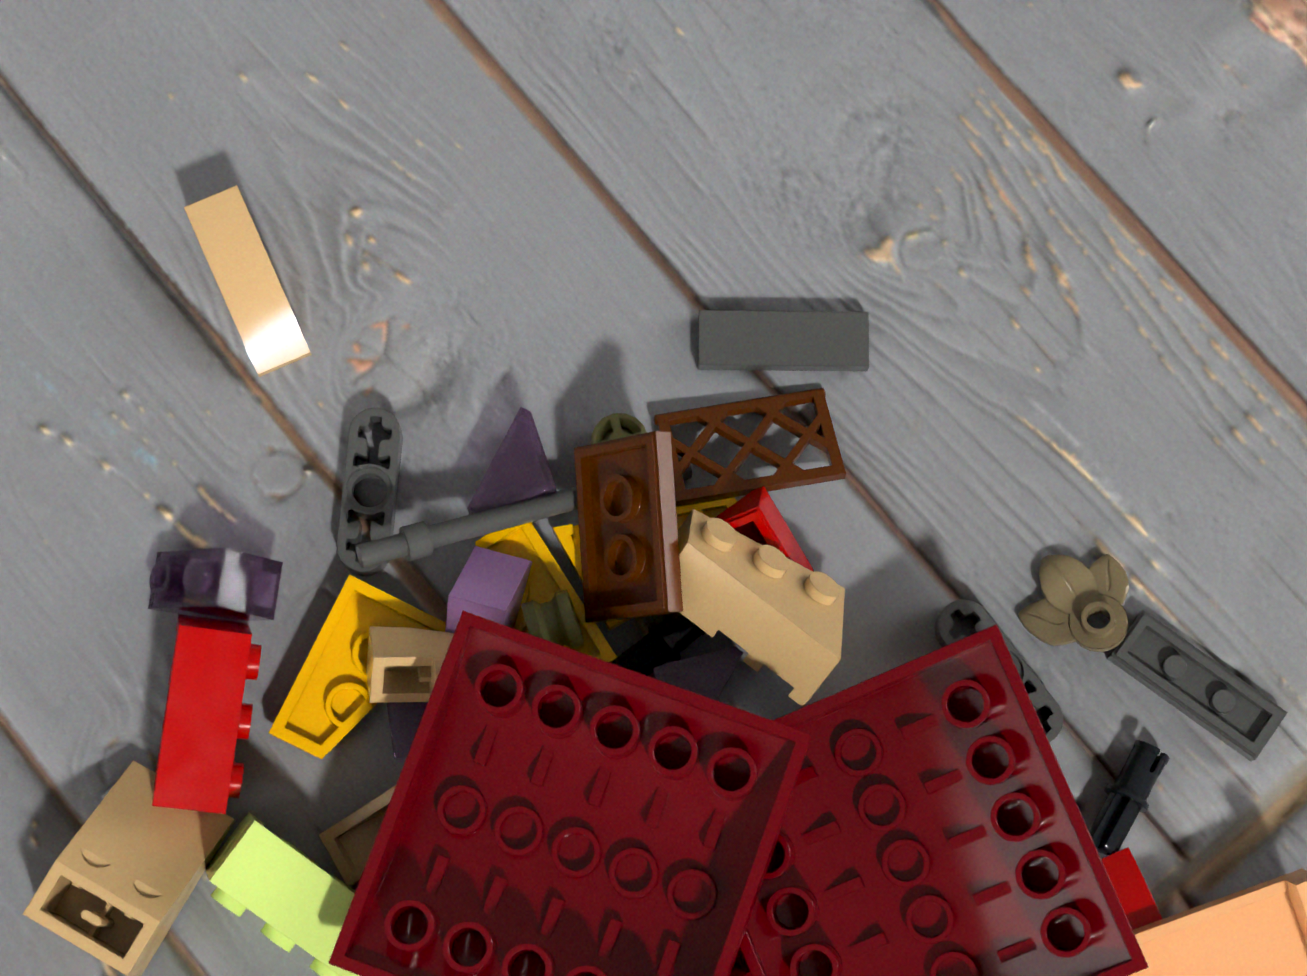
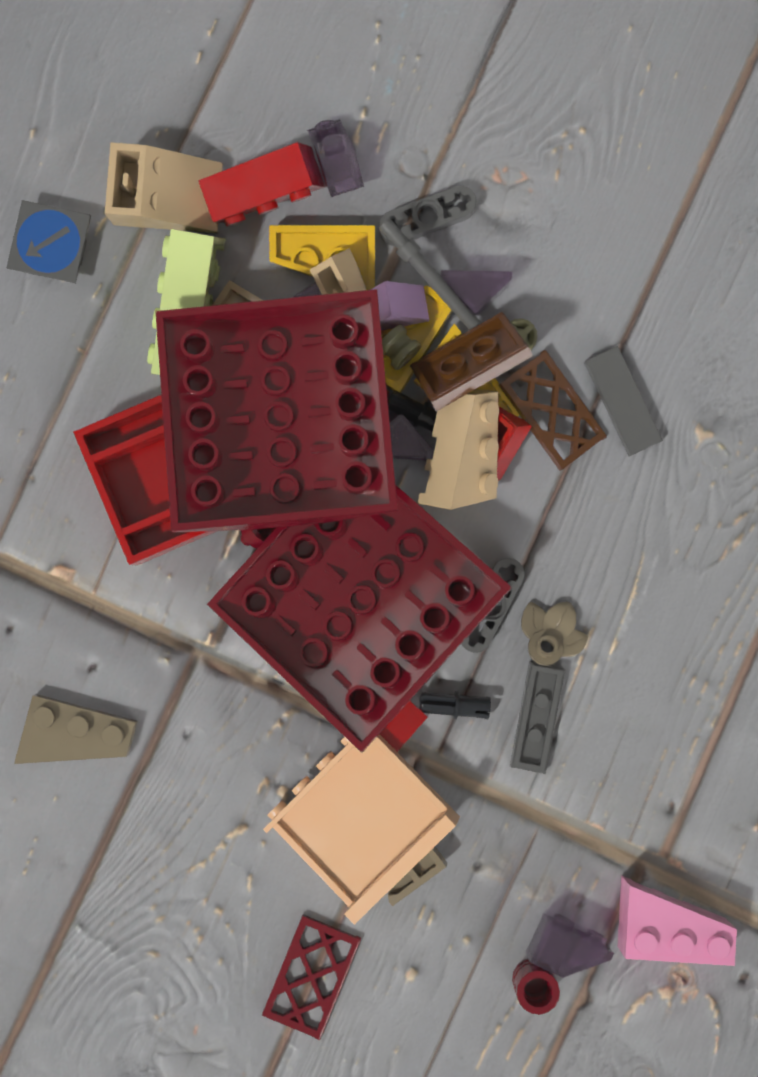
camera: 70 degrees right, 10 degrees up
(247, 280) = (512, 87): tan slope -> none

